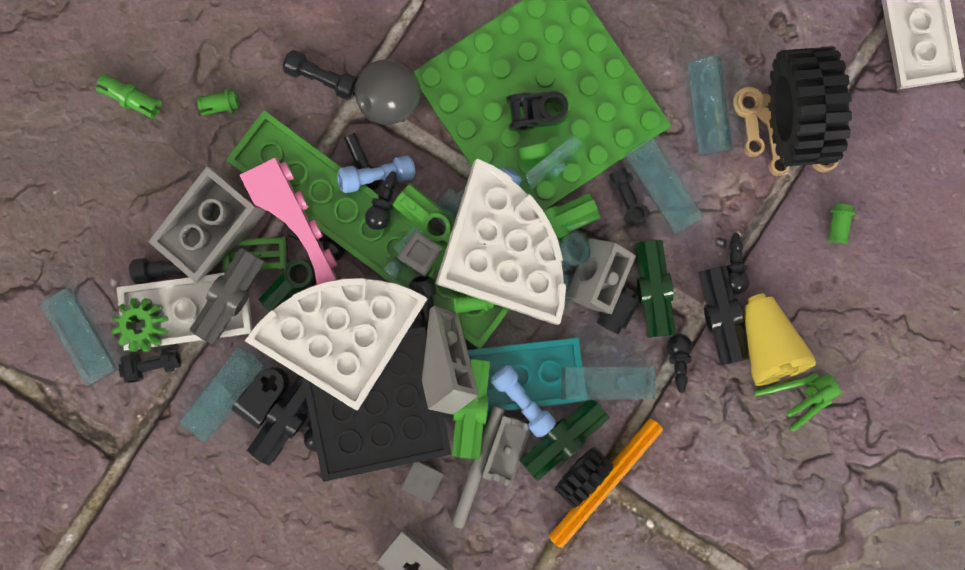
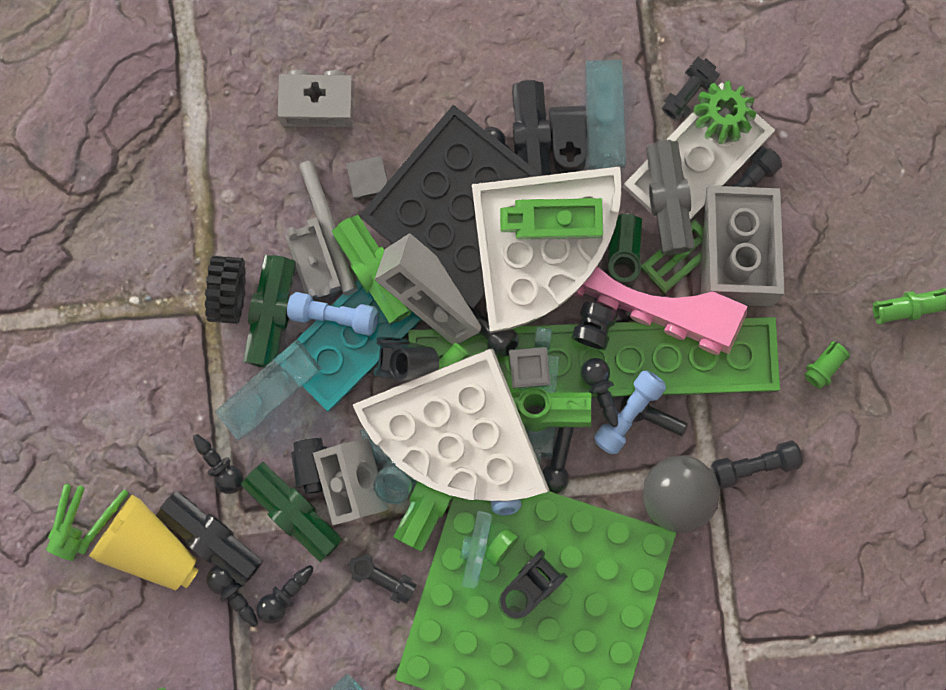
camera: 140 degrees right, 5 degrees down
(78, 336) = (771, 63): clear light blue plate -> none
(320, 338) = (554, 218): none -> bright green hinge
(346, 252) = (594, 326): none -> black wheel
(457, 176) = (555, 473): none -> black bar
(500, 327) = (404, 359): none -> black piece
(622, 464) = (199, 327): light orange axle -> none
(663, 186) = (357, 615): clear light blue plate -> none
(715, 235) = (273, 606): none -> black bar

